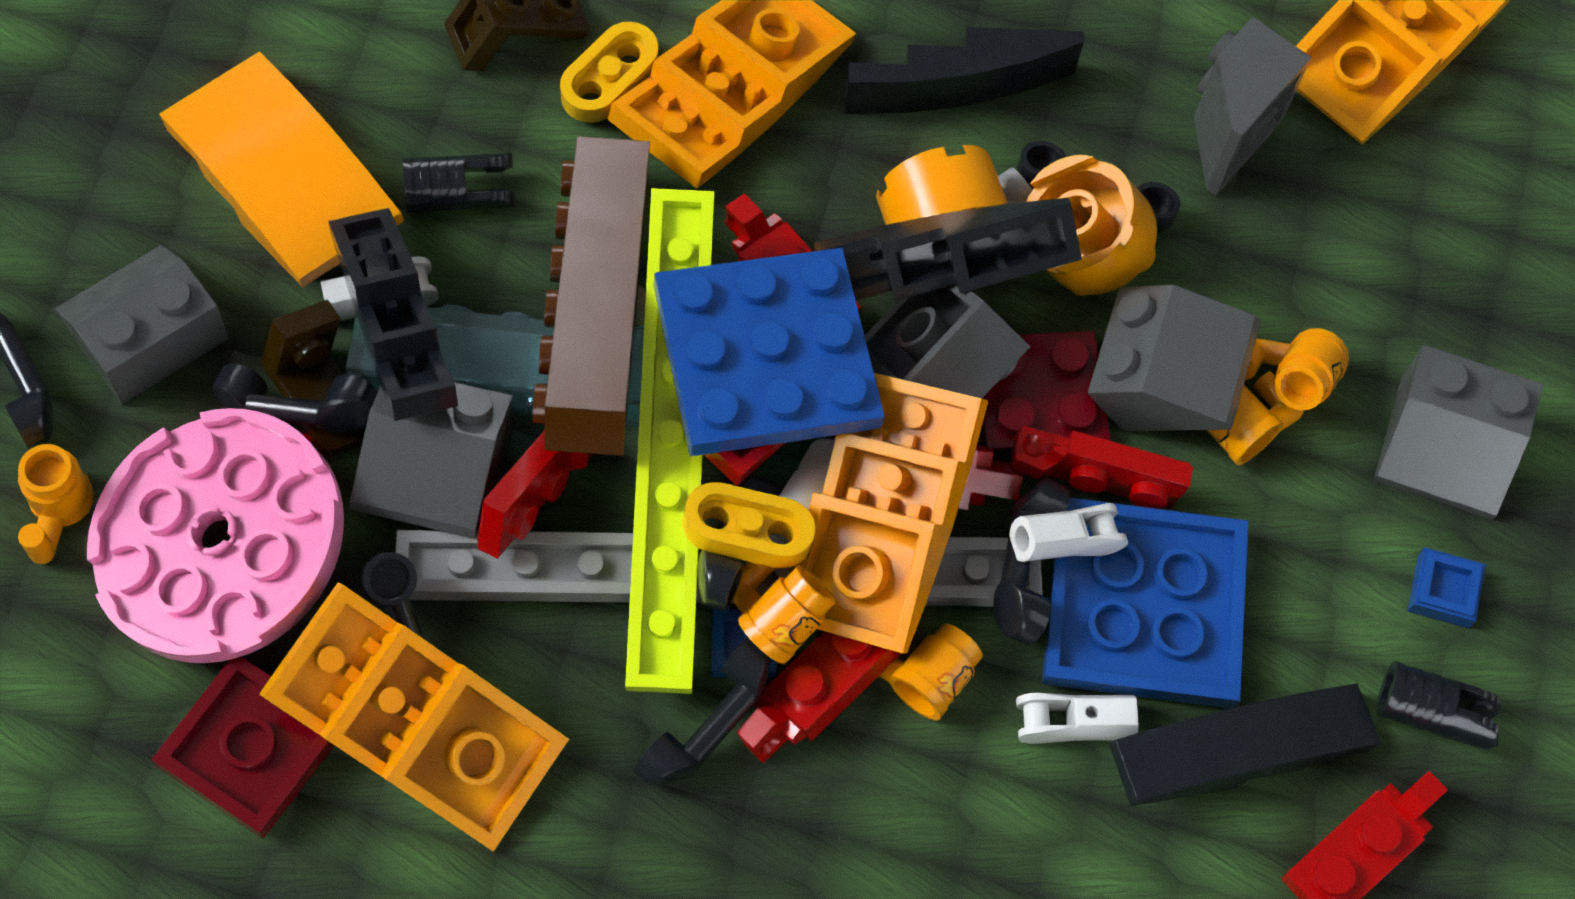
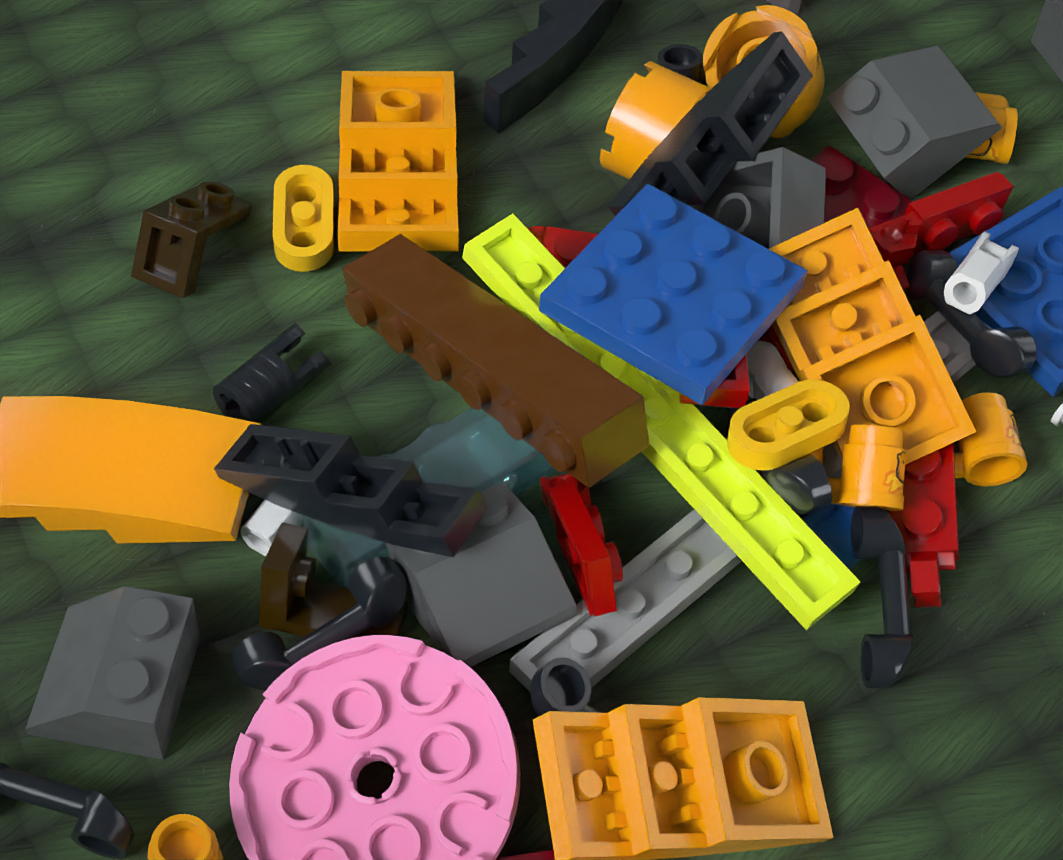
camera: 40 degrees left, 10 degrees down
(1306, 367) = (991, 65): light orange piece -> none

